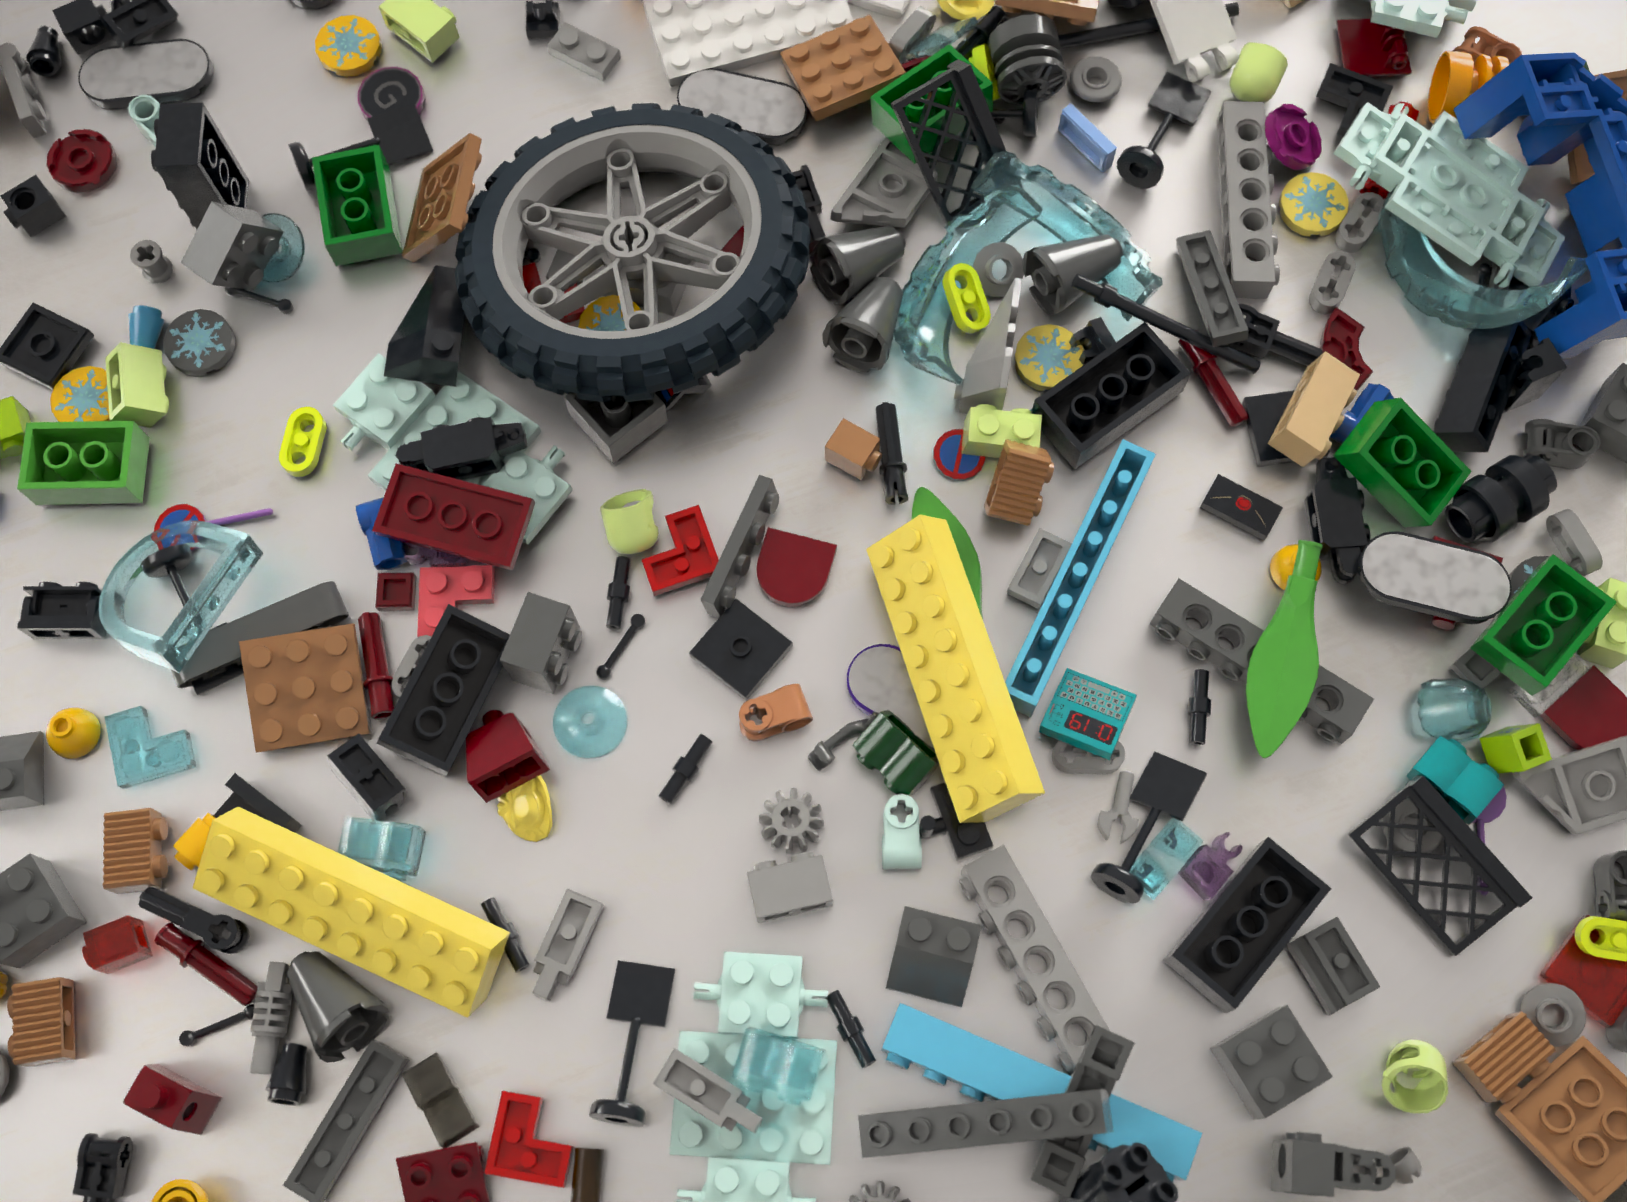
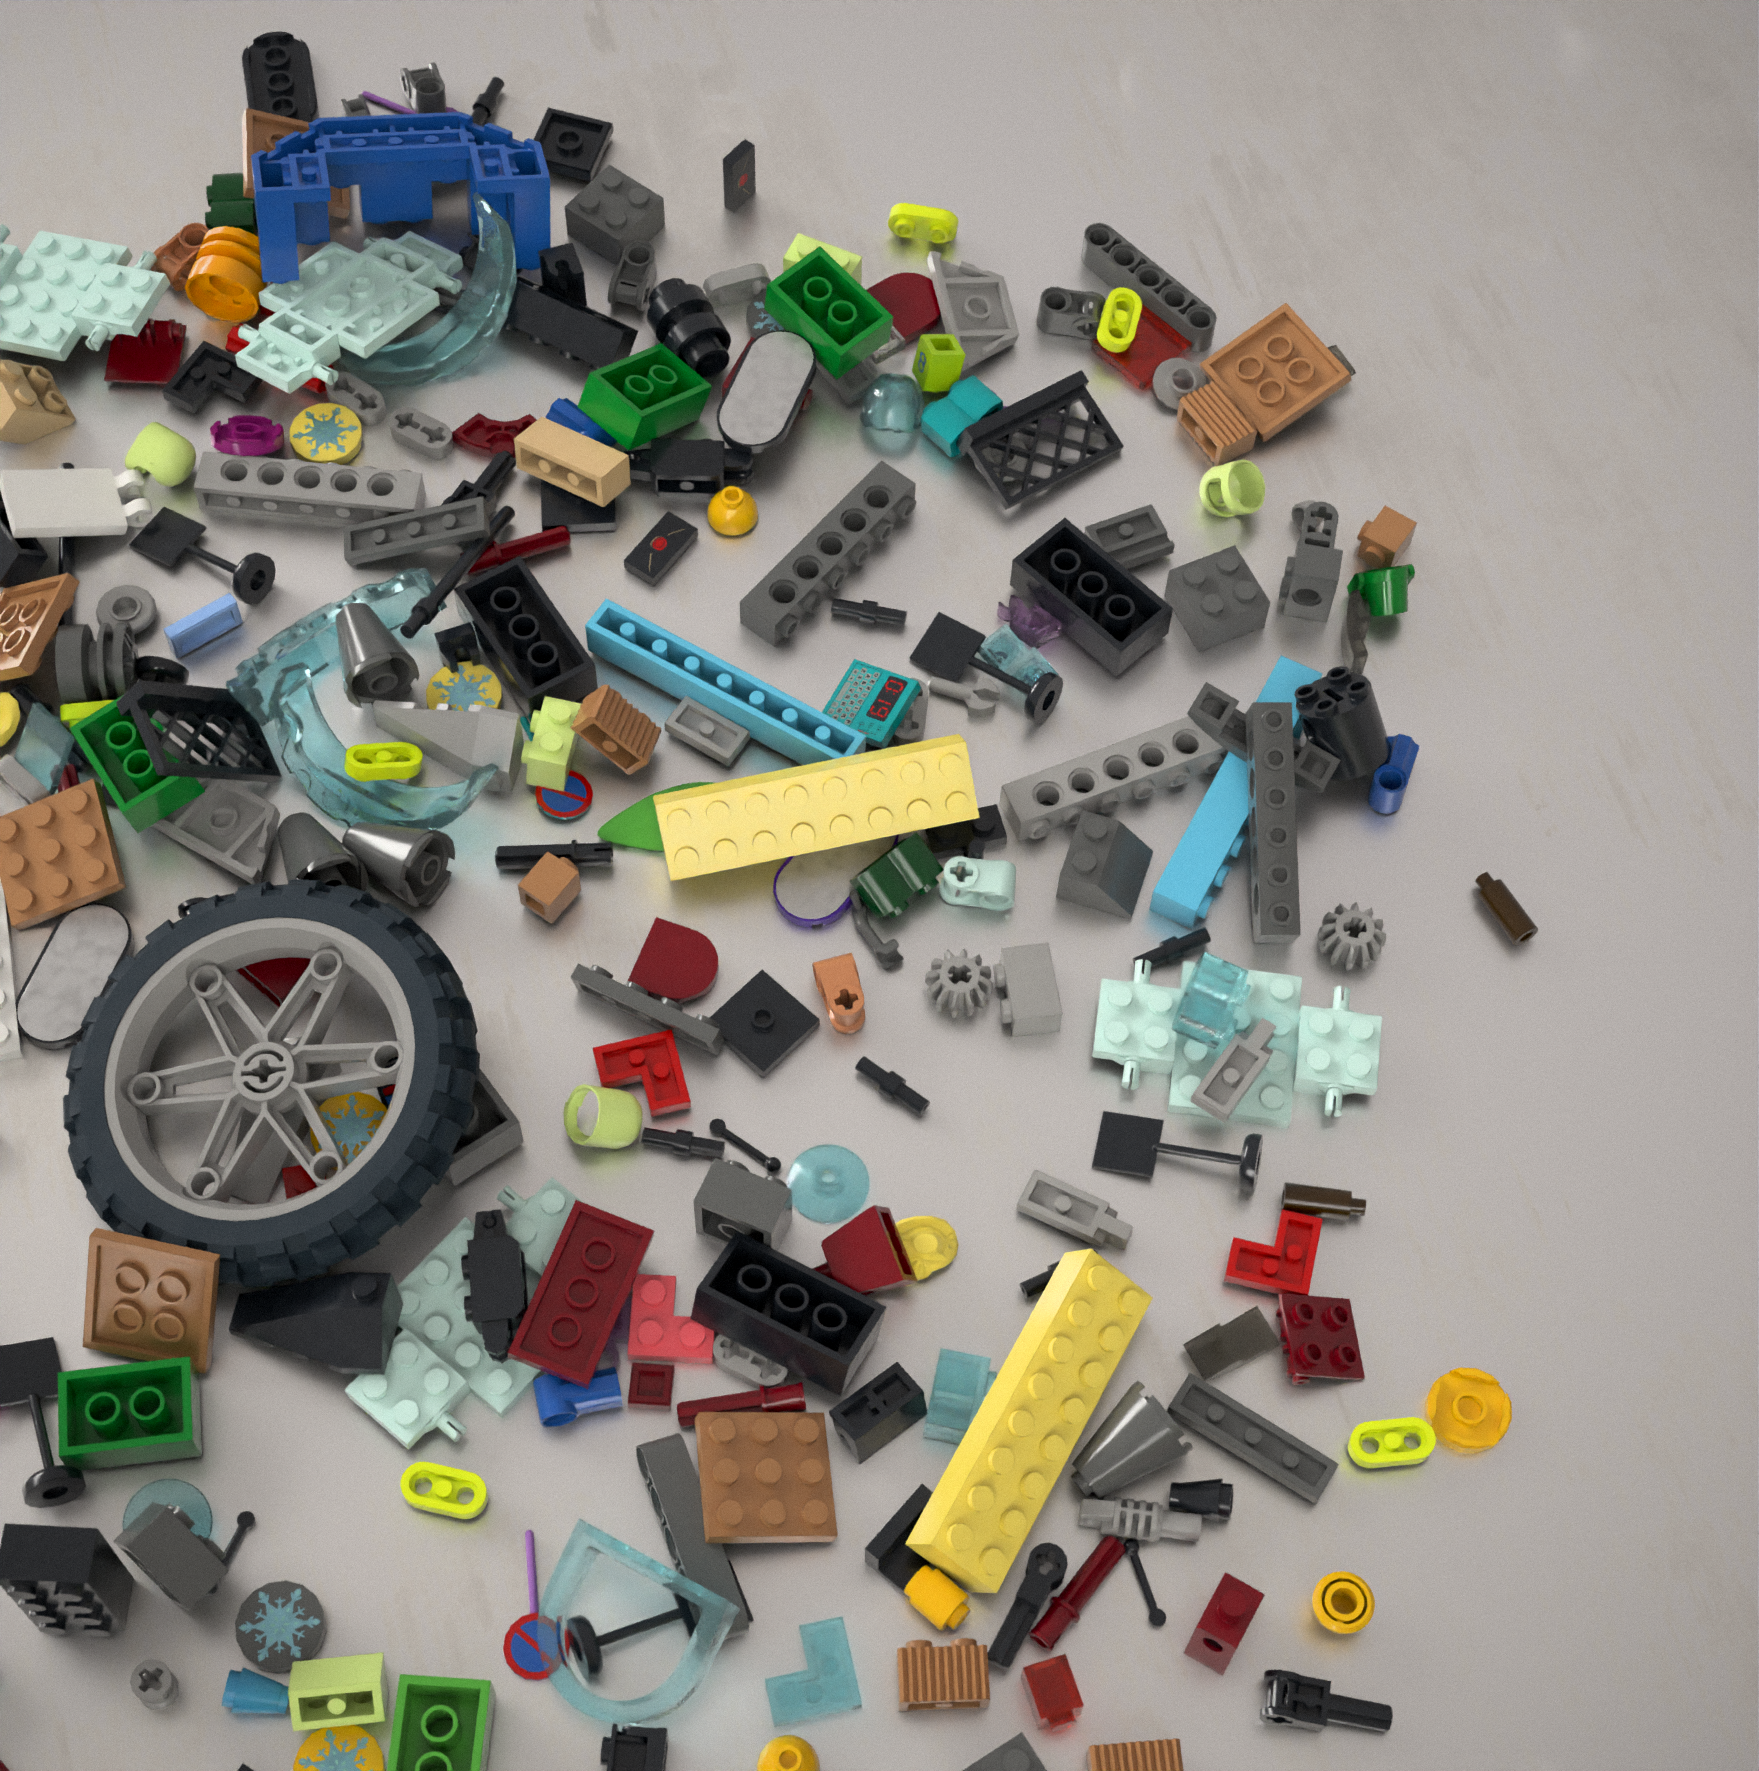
camera: 90 degrees left, 10 degrees down
(983, 265) = (338, 731): light grey piece -> none
(1285, 658) = (835, 520): bright green animal -> none

